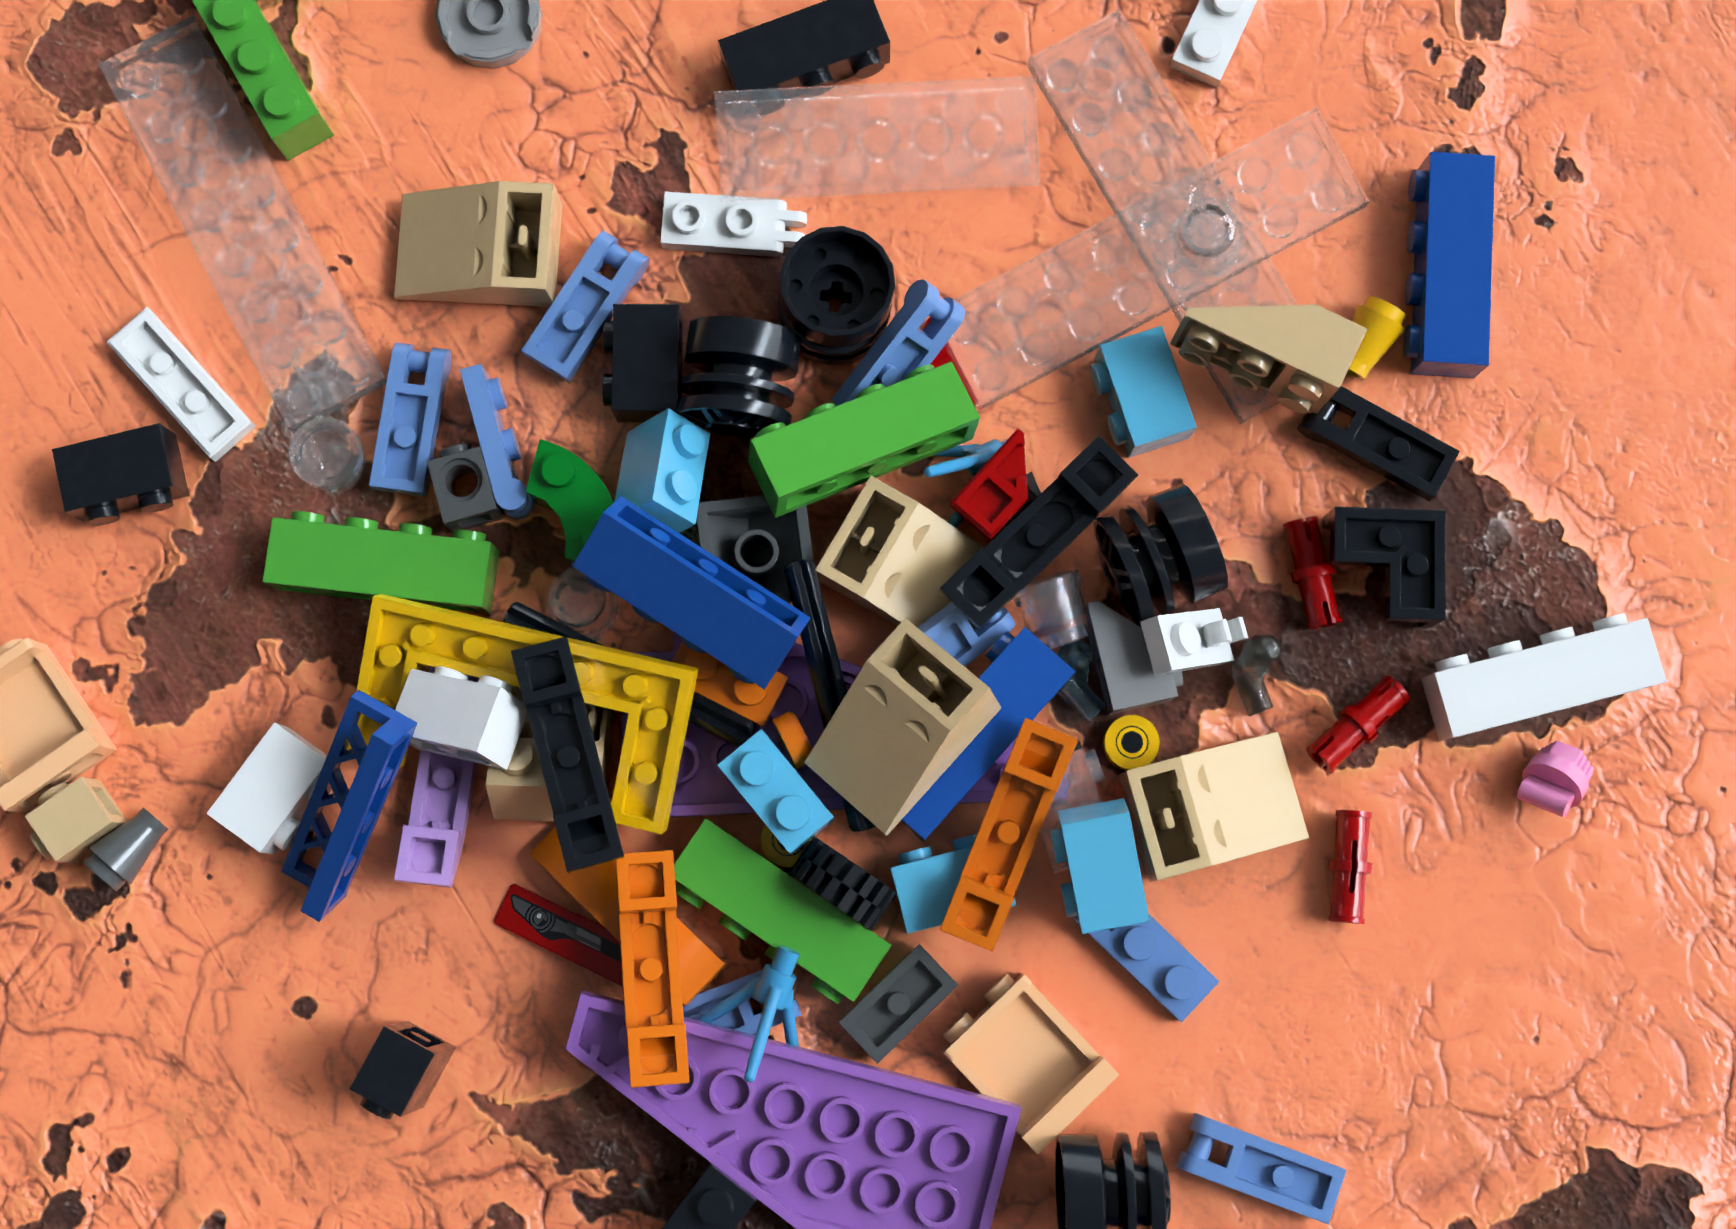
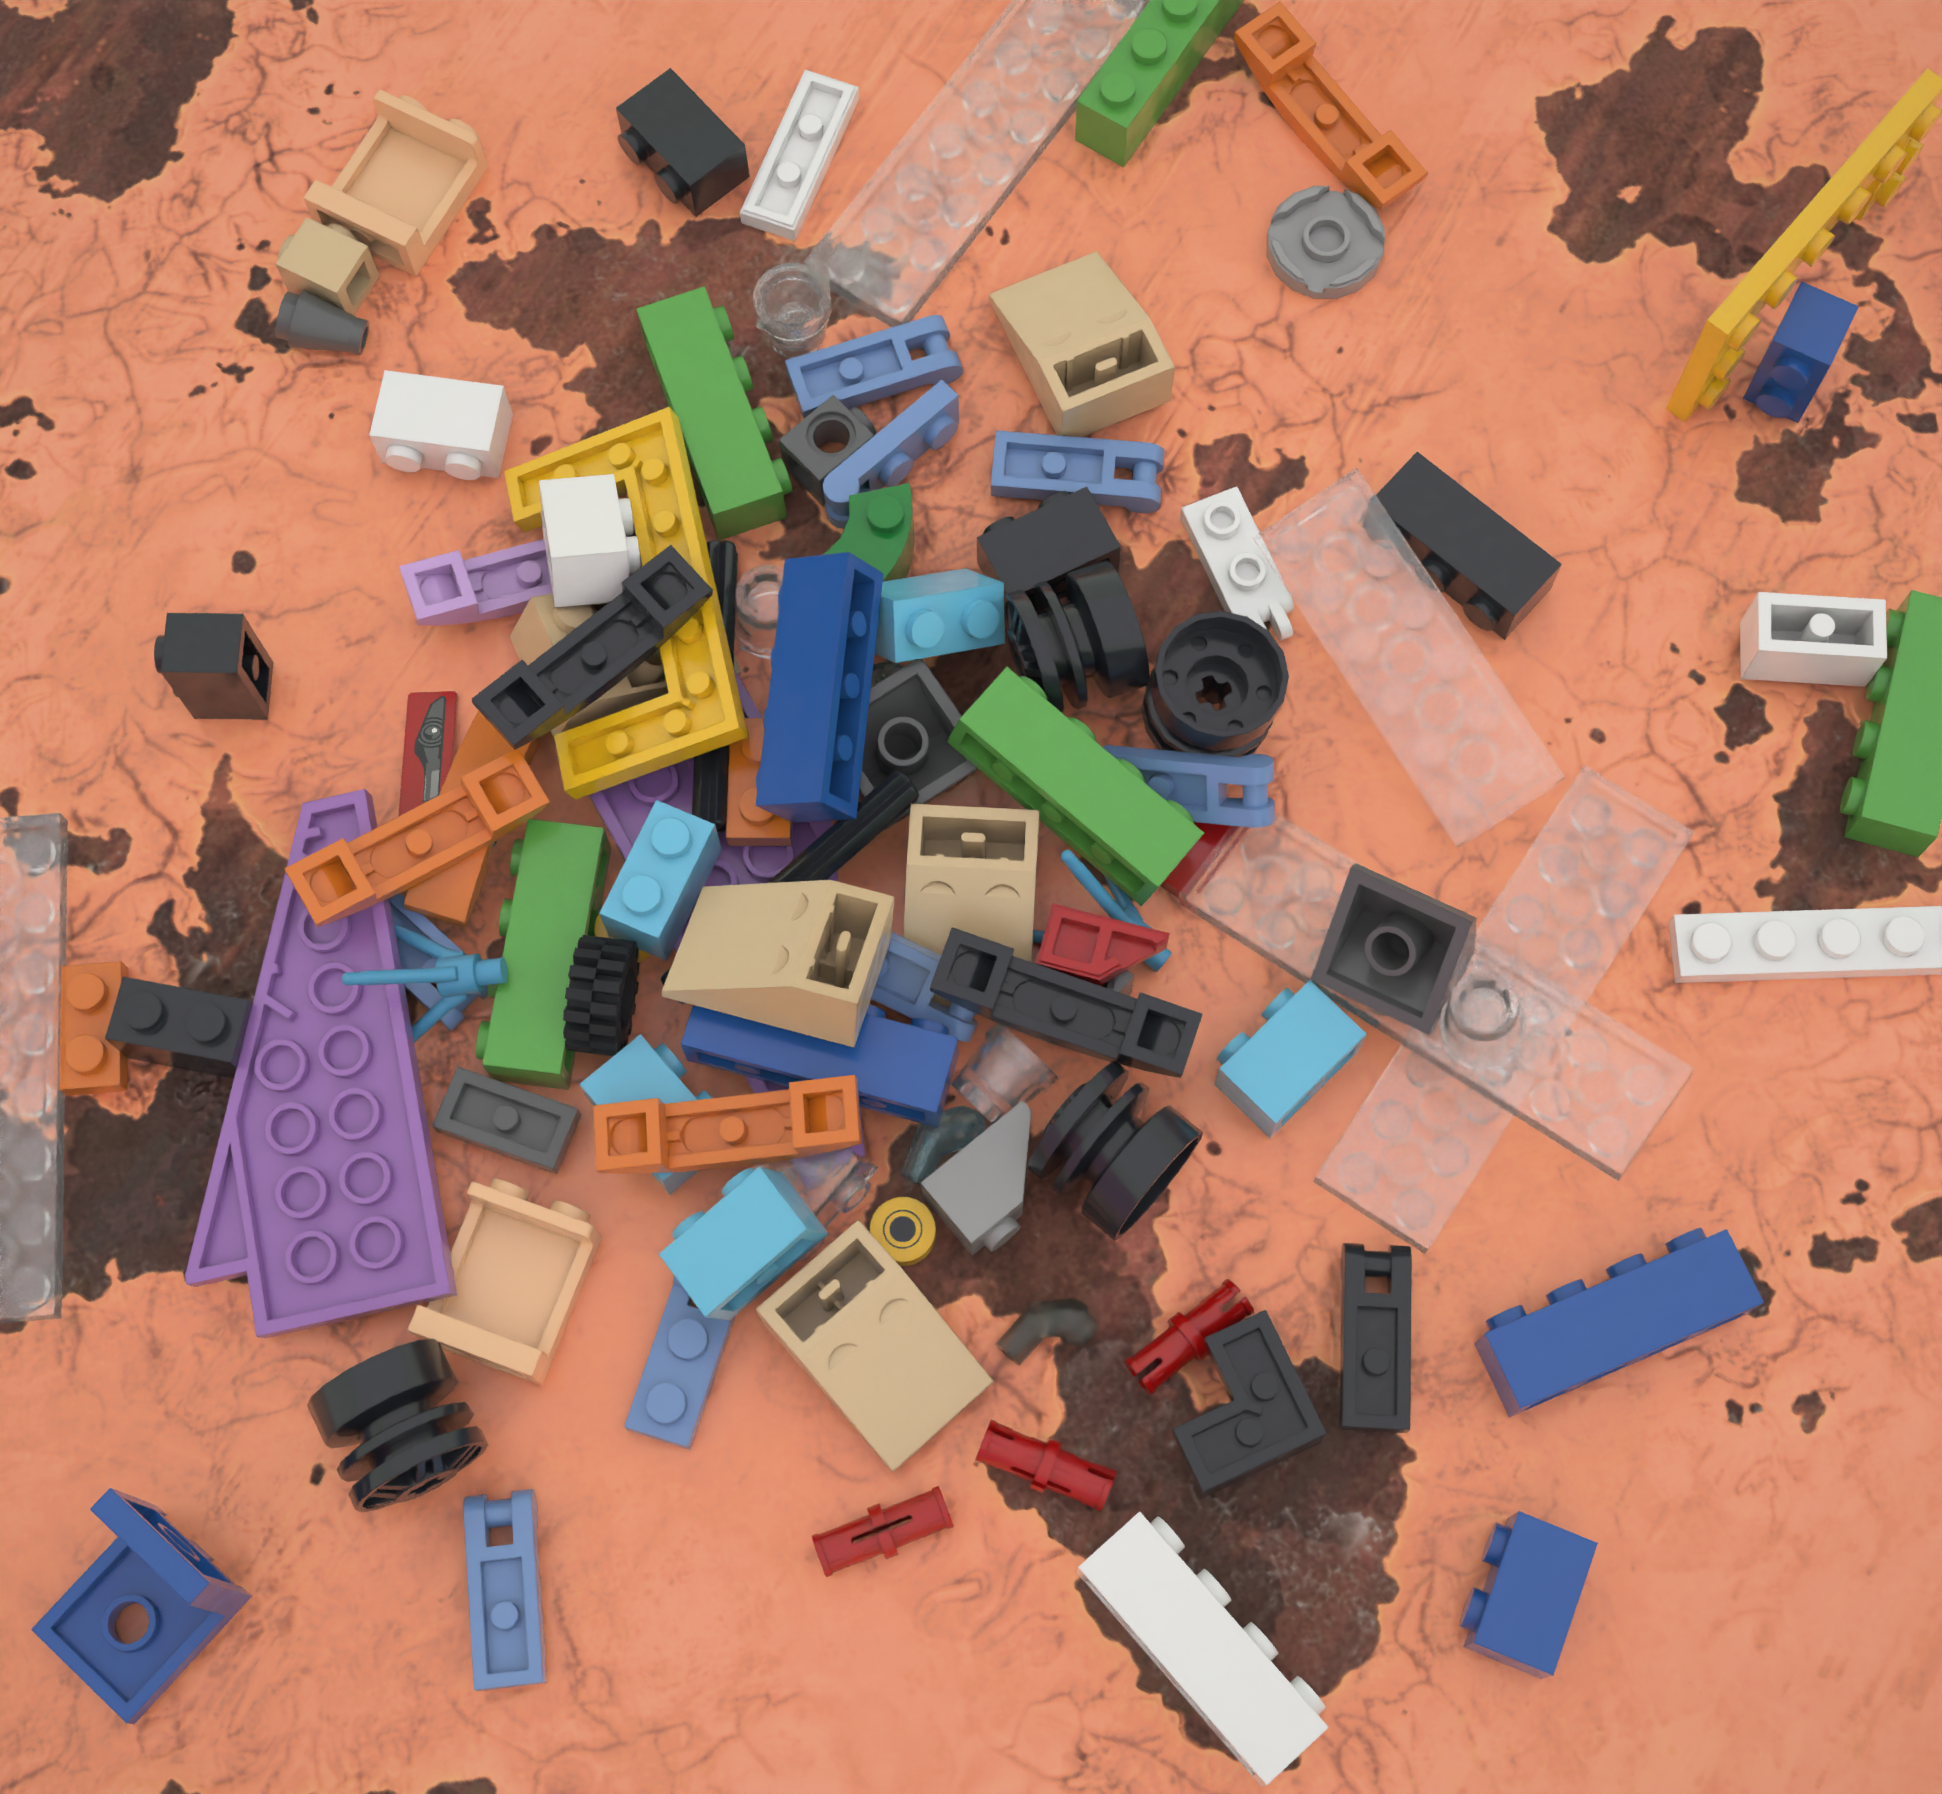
camera: 65 degrees right, 10 degrees down
(359, 804) = (453, 486): blue fence -> none
(792, 738) = (728, 866): orange tile -> none
(1120, 270) = (1395, 949): none -> dark grey slope
(1191, 640) = (1039, 1229): white plate -> none
(1281, 348) = (1407, 1160): tan slope -> none
(1383, 329) = (1486, 1272): yellow cone -> none
(1556, 778) = (1094, 1717): bright pink piece -> none
(1612, 432) = (1527, 1594): none -> blue brick

